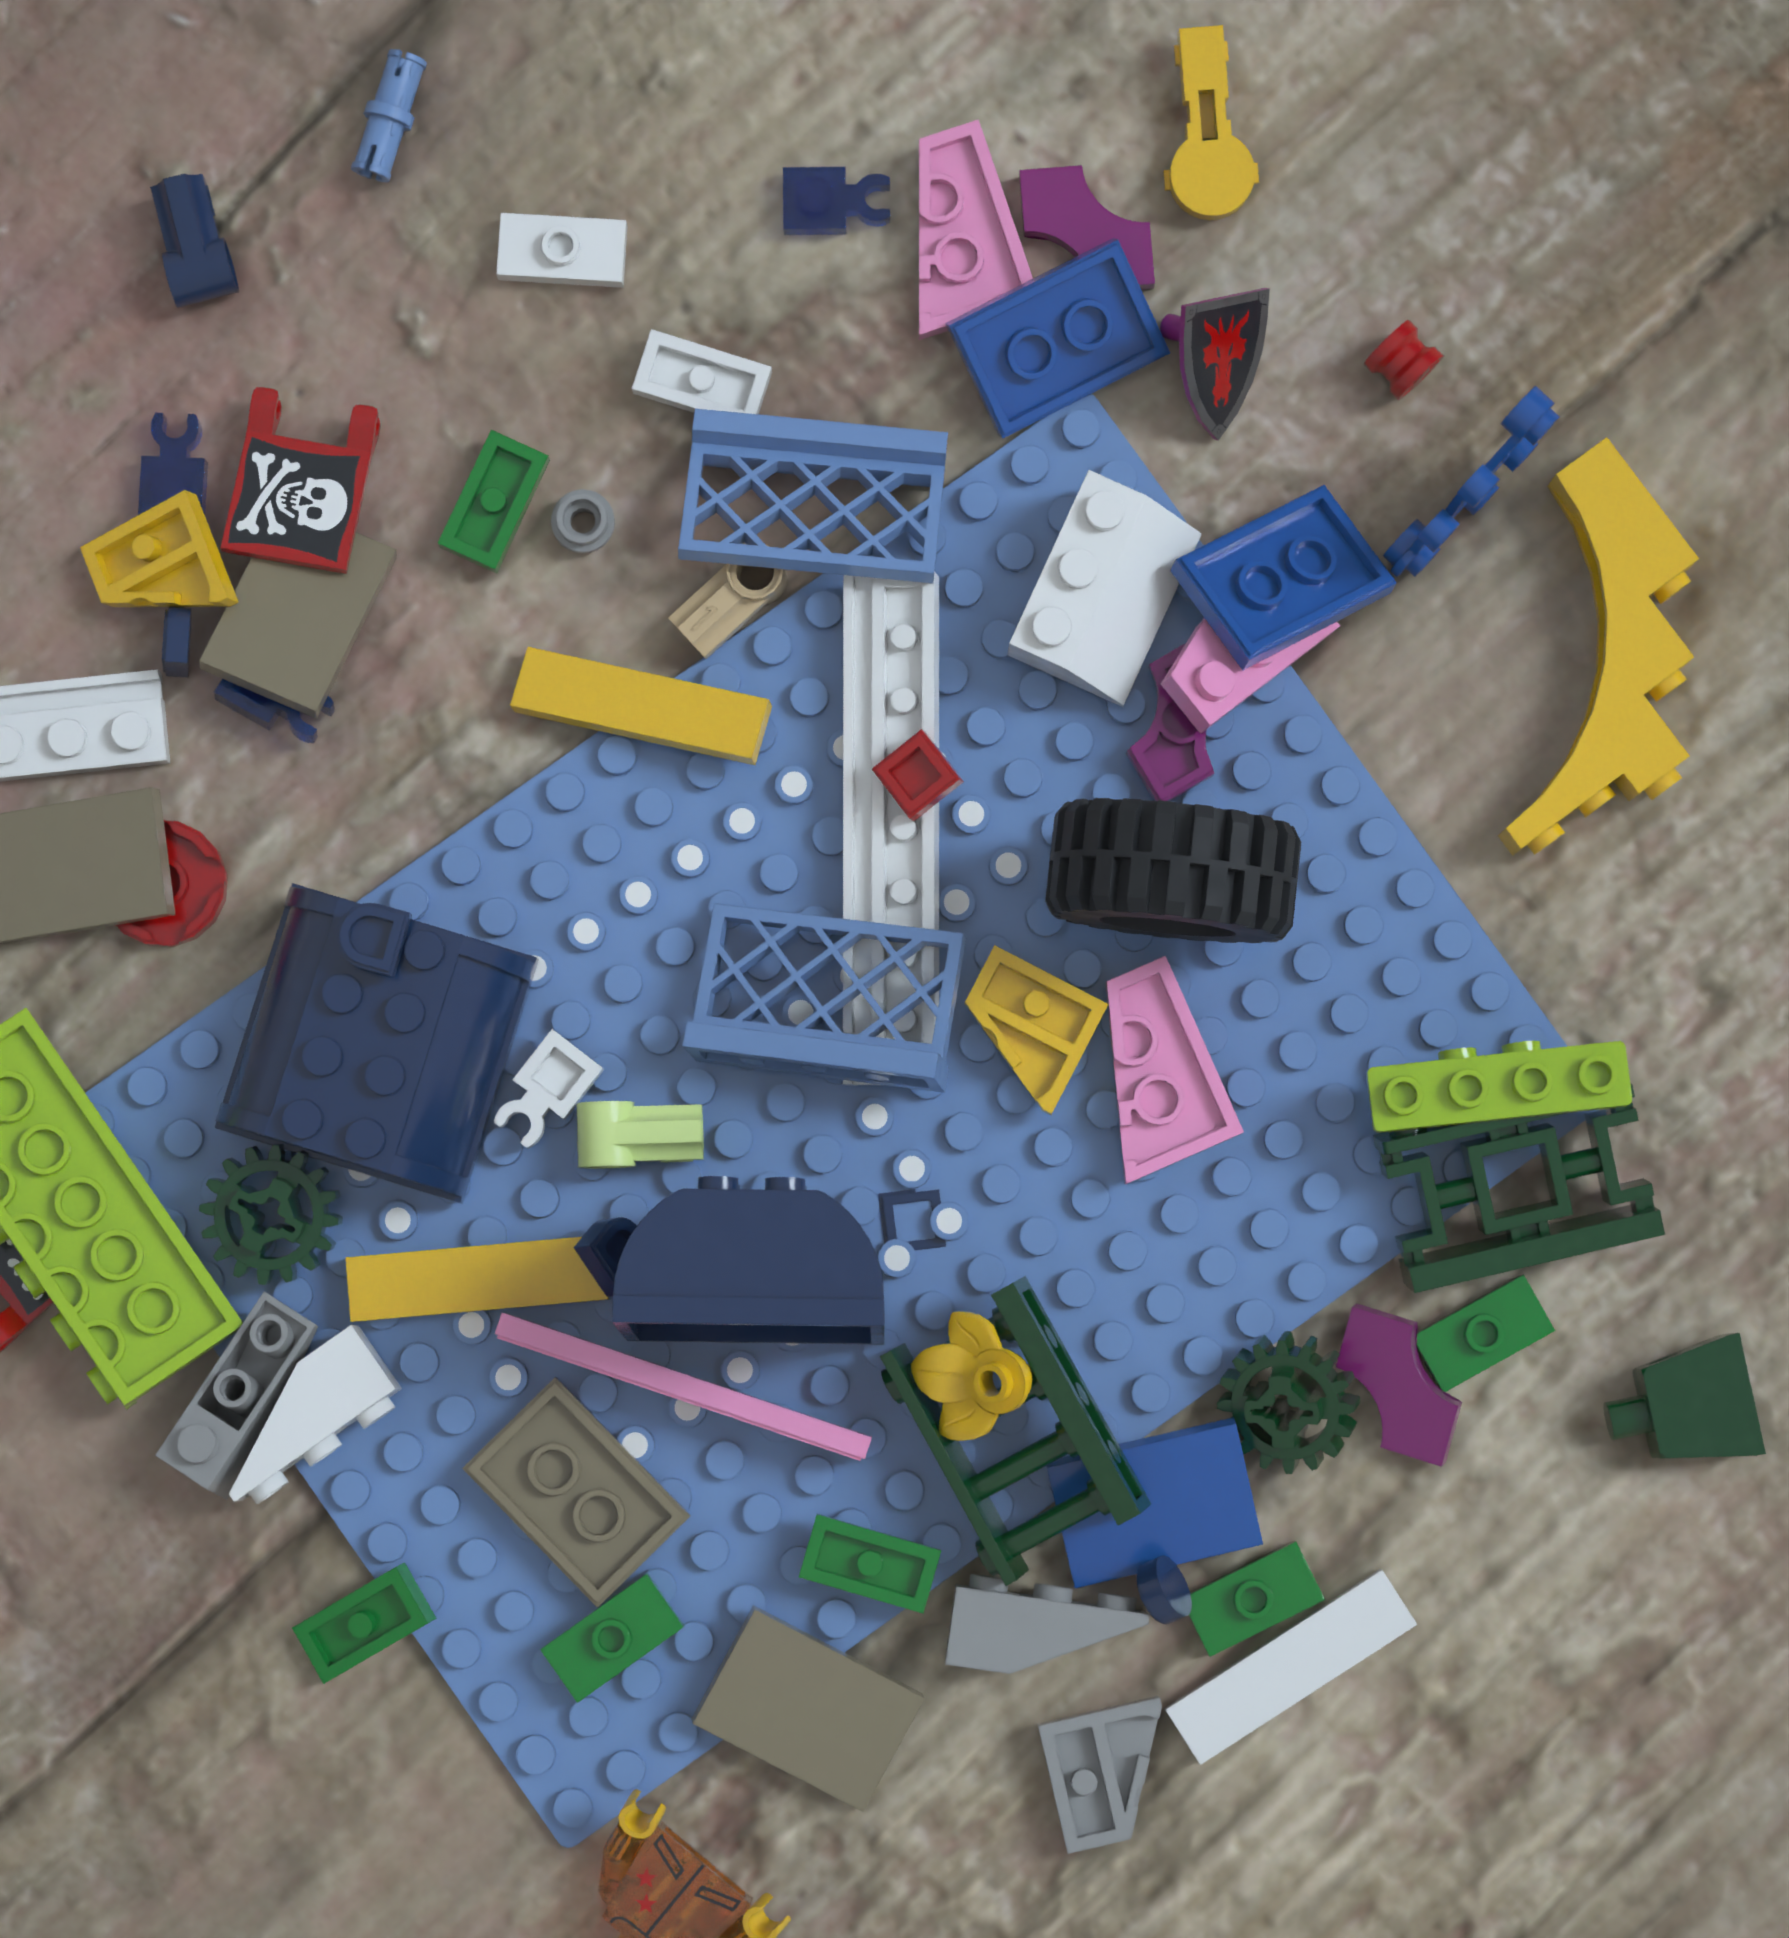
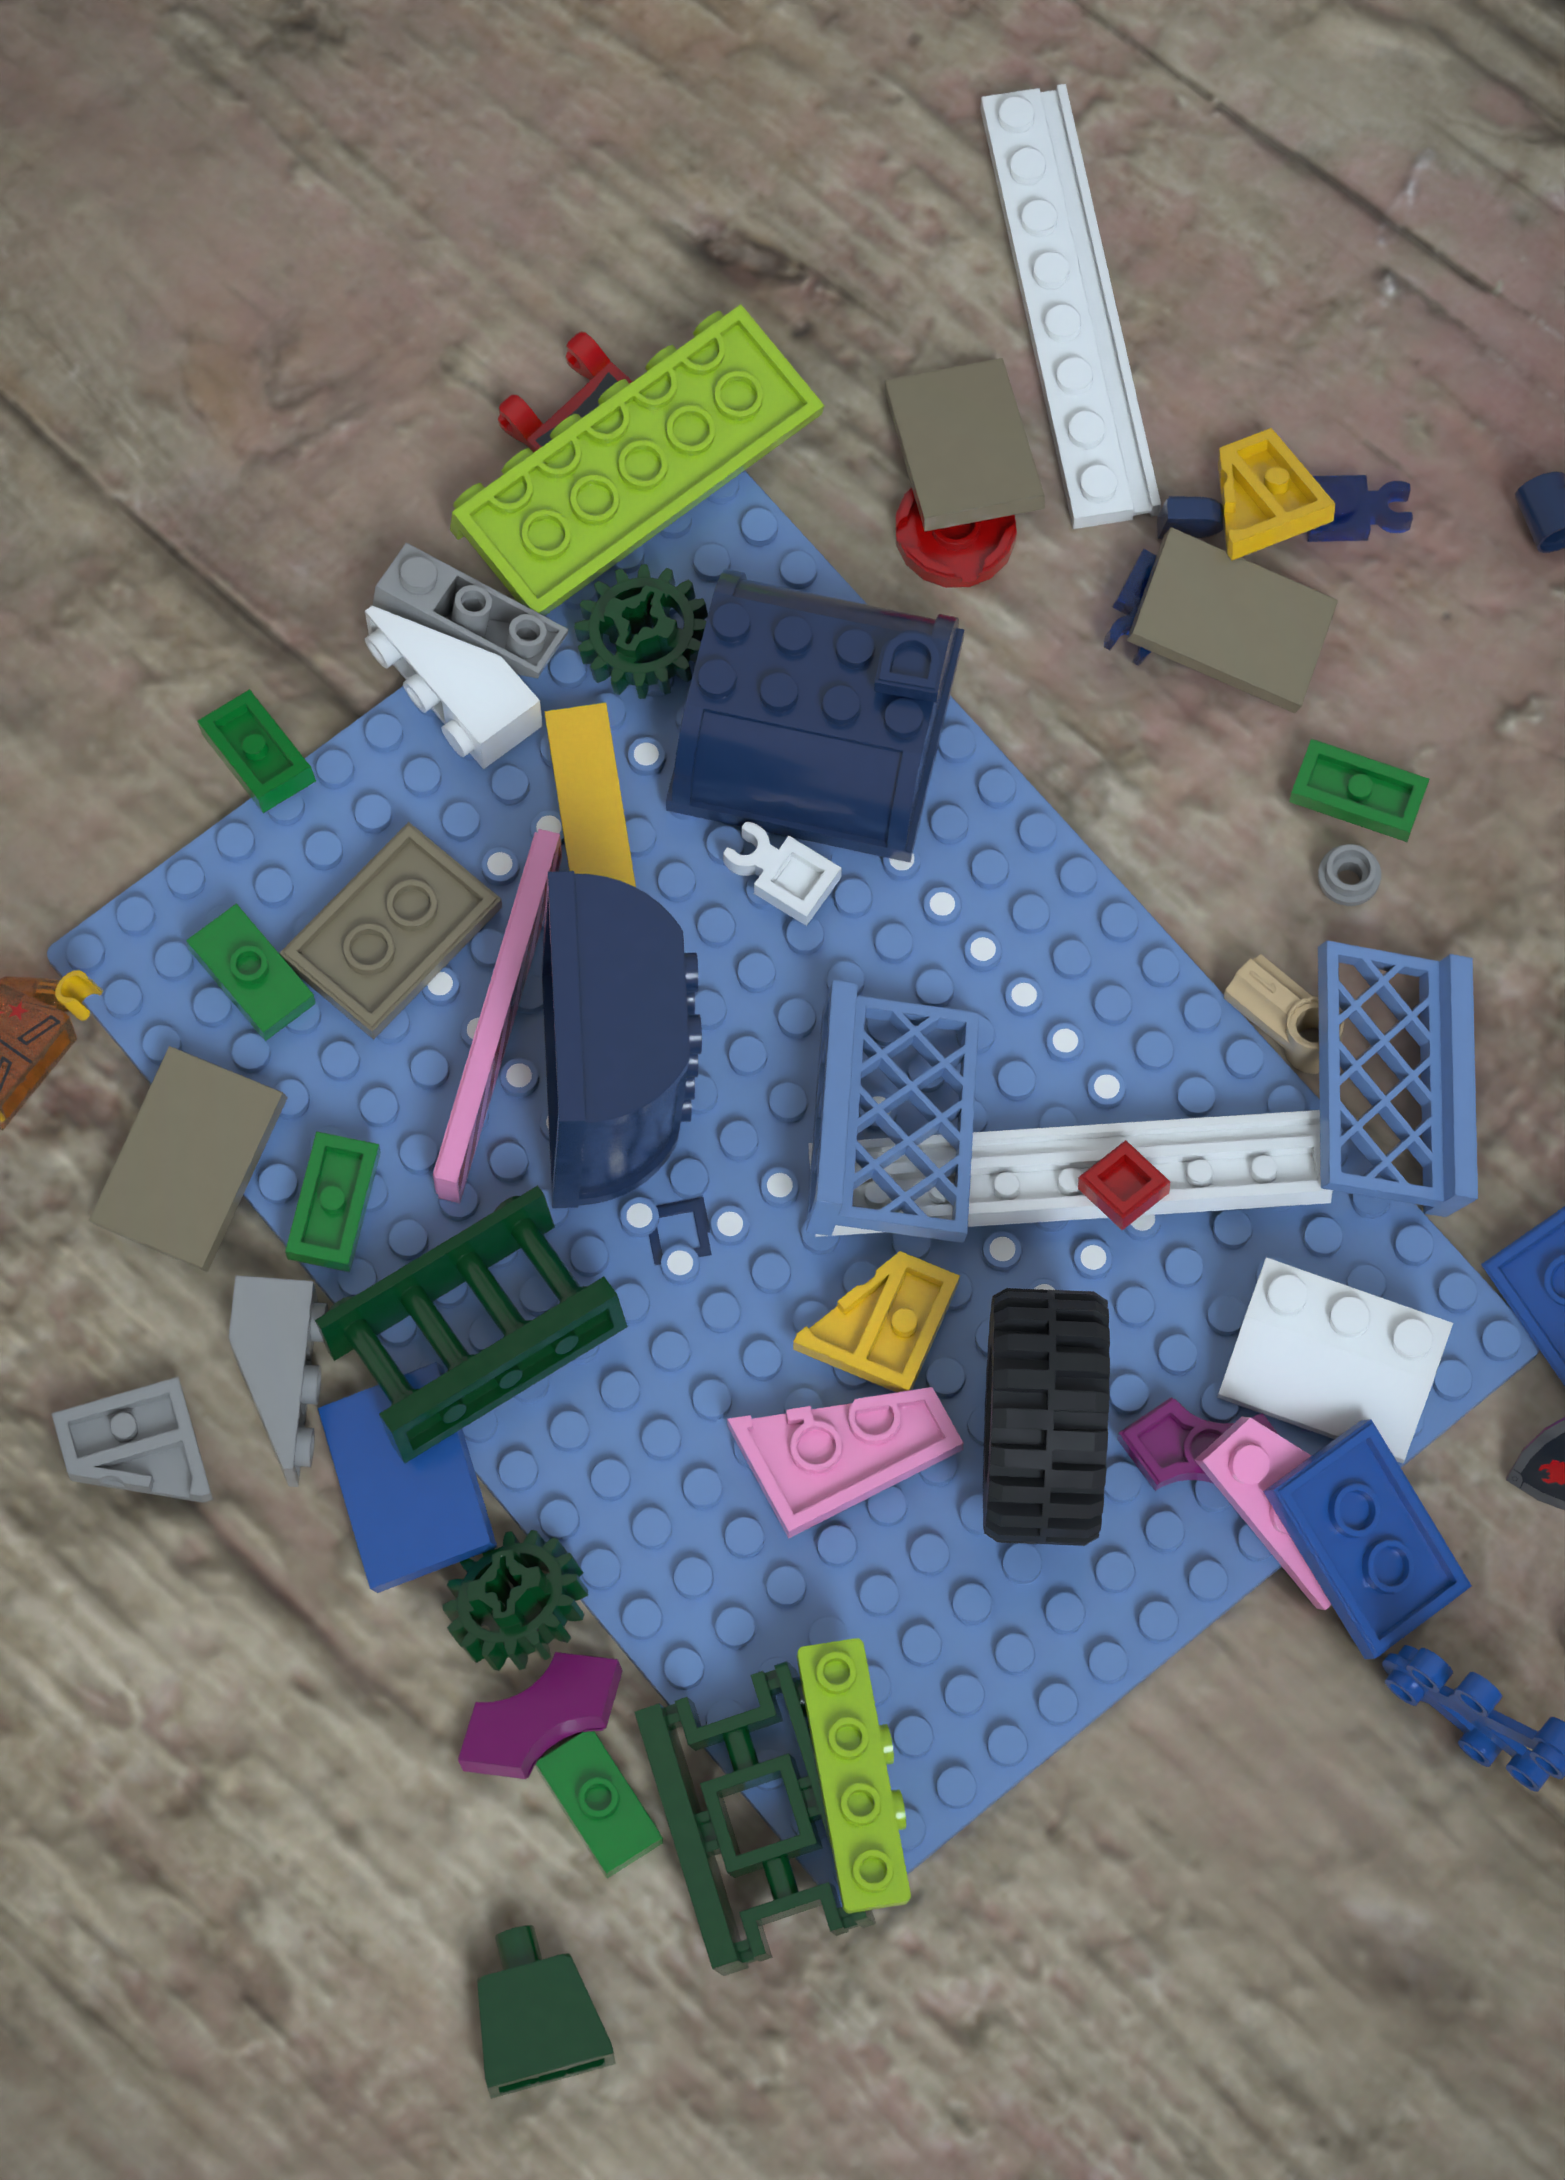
camera: 85 degrees right, 15 degrees down
(296, 495) = (1345, 613): flag -> none
(622, 1134) = (744, 944): yellowish green piece -> none
(641, 705) = (1169, 936): yellow tile -> none
(699, 376) = (1506, 971): white plate -> none
(962, 1377) = (521, 1269): yellow plate -> none
(1163, 1590) = (318, 1487): dark blue tile -> none
(1253, 1598) = (315, 1586): green plate -> none
(1290, 1666) = (248, 1629): white tile -> none
(1629, 557) = (1325, 1915): yellow arch -> none

